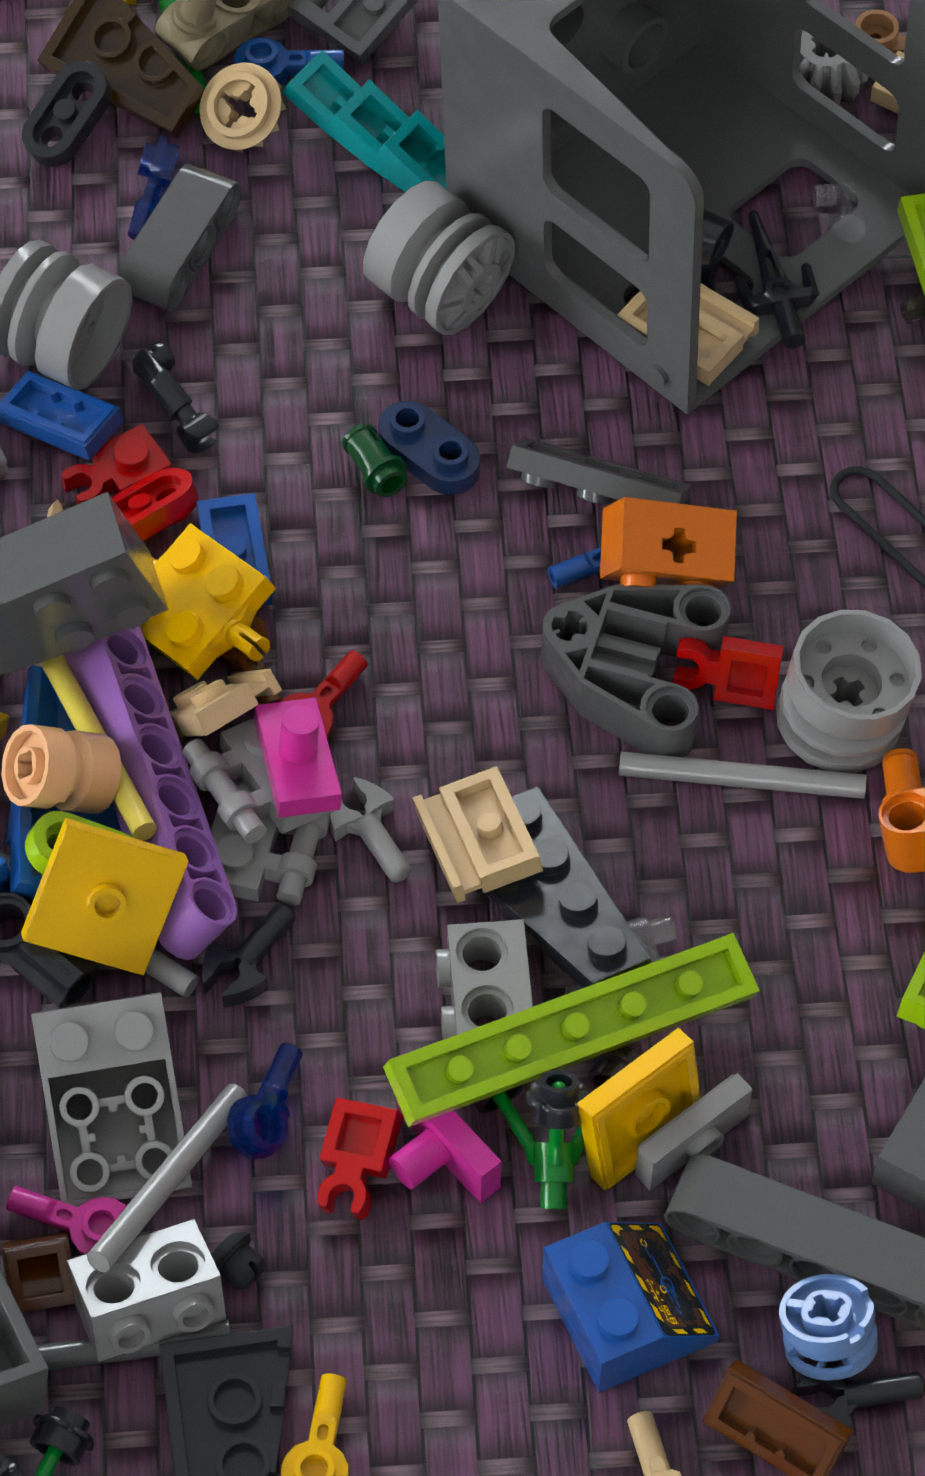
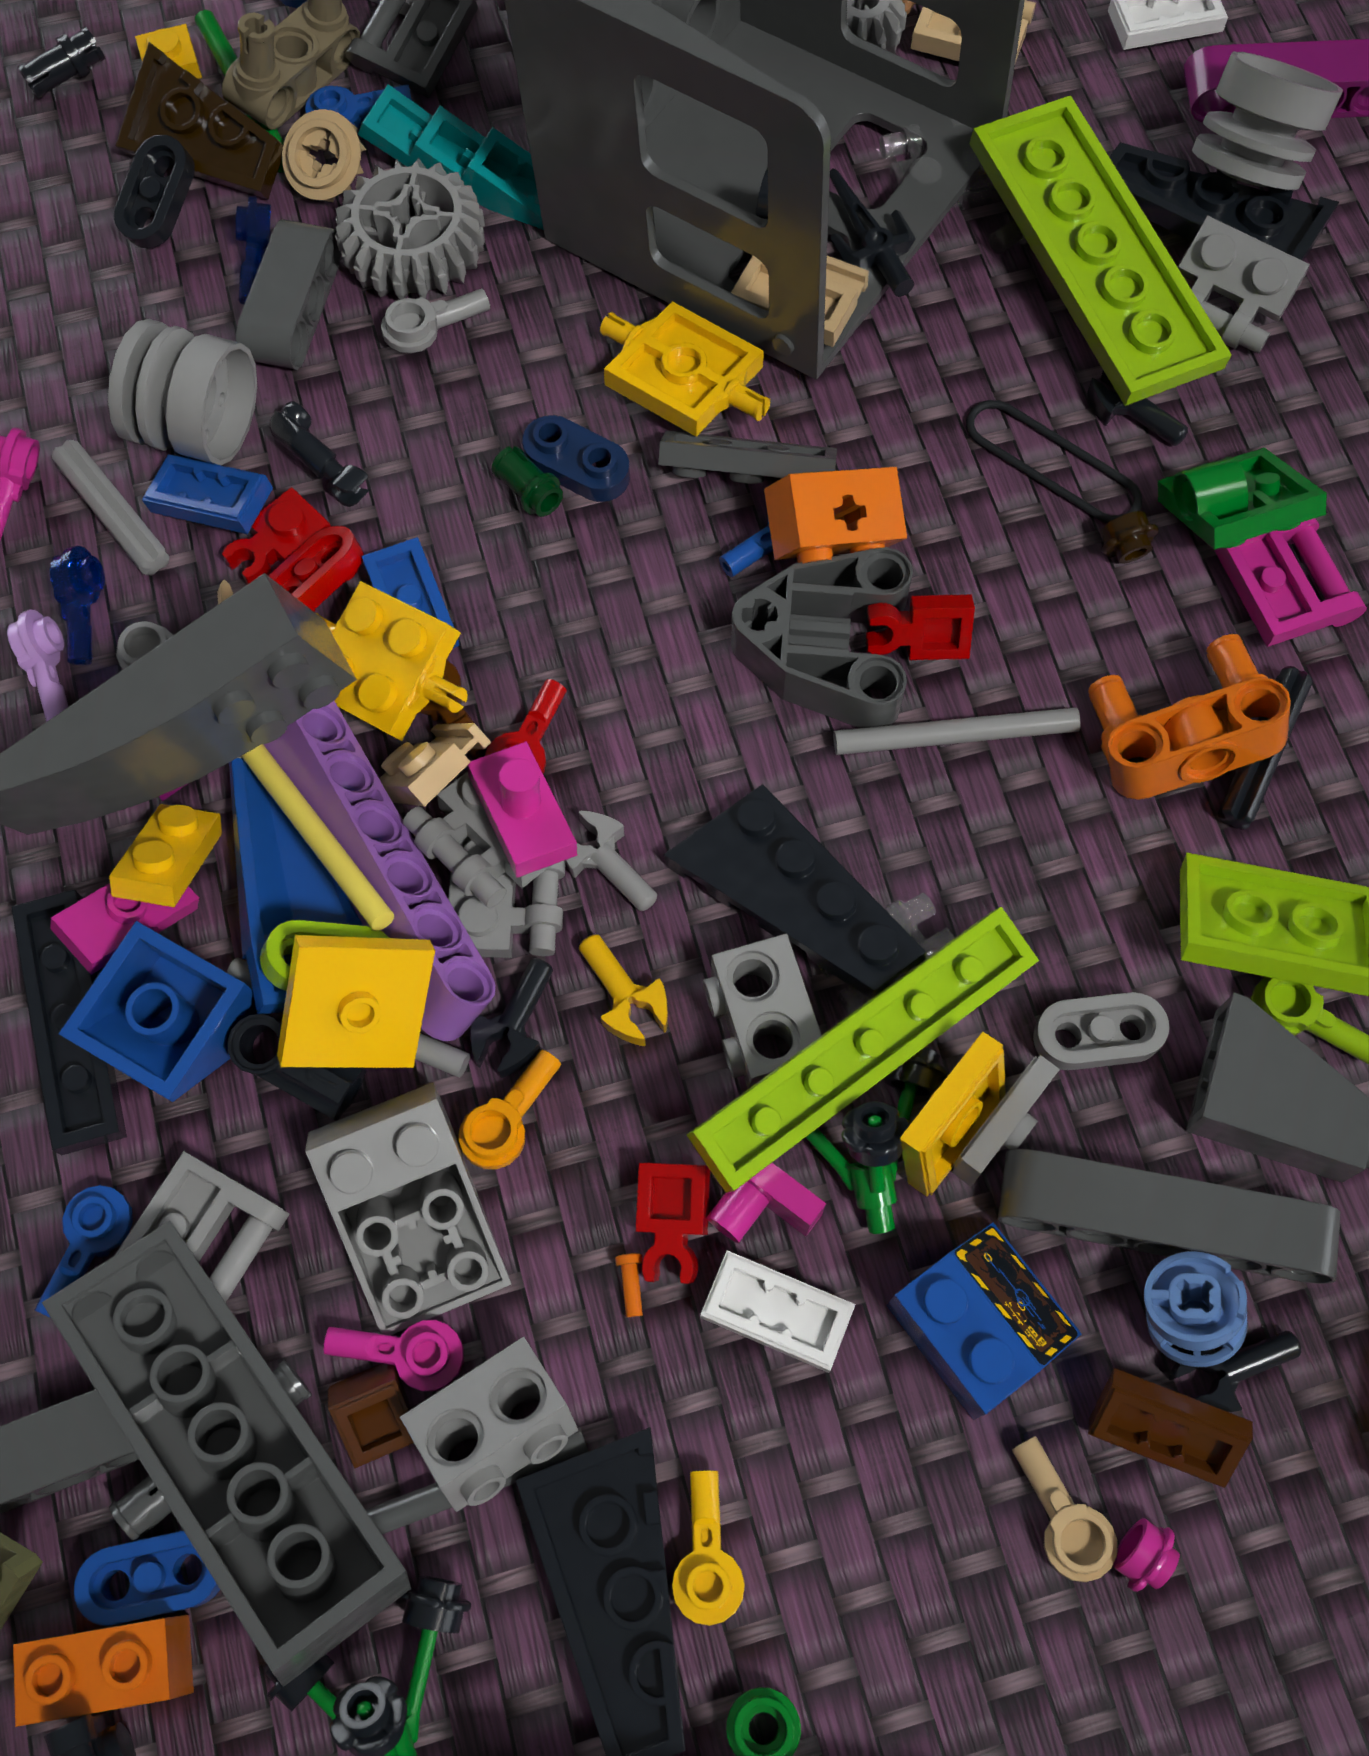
camera: 10 degrees left, 10 degrees up
(61, 769) = (281, 872): light nougat wheel -> none
(163, 1181) = (483, 1297): light grey bar -> none
(207, 1047) = (495, 1131): none -> light orange plate
(238, 1260) = (575, 1362): black piece -> none
(259, 1121) = (566, 1202): clear blue plate -> none
(296, 287) = (413, 323): none -> light grey plate
(306, 1191) = (631, 1284): none -> orange piece
(312, 195) = (410, 229): none -> light grey gear
(359, 952) = (623, 992): none -> yellow bar
(435, 1255) = (777, 1311): none -> white plate
(438, 257) = (545, 266): light grey wheel -> none
(478, 834) = (720, 851): tan plate -> none
(555, 379) = (683, 368): none -> yellow plate
(807, 1068) = (1098, 1033): none -> light grey plate
(848, 690) = (1047, 627): light grey wheel -> none

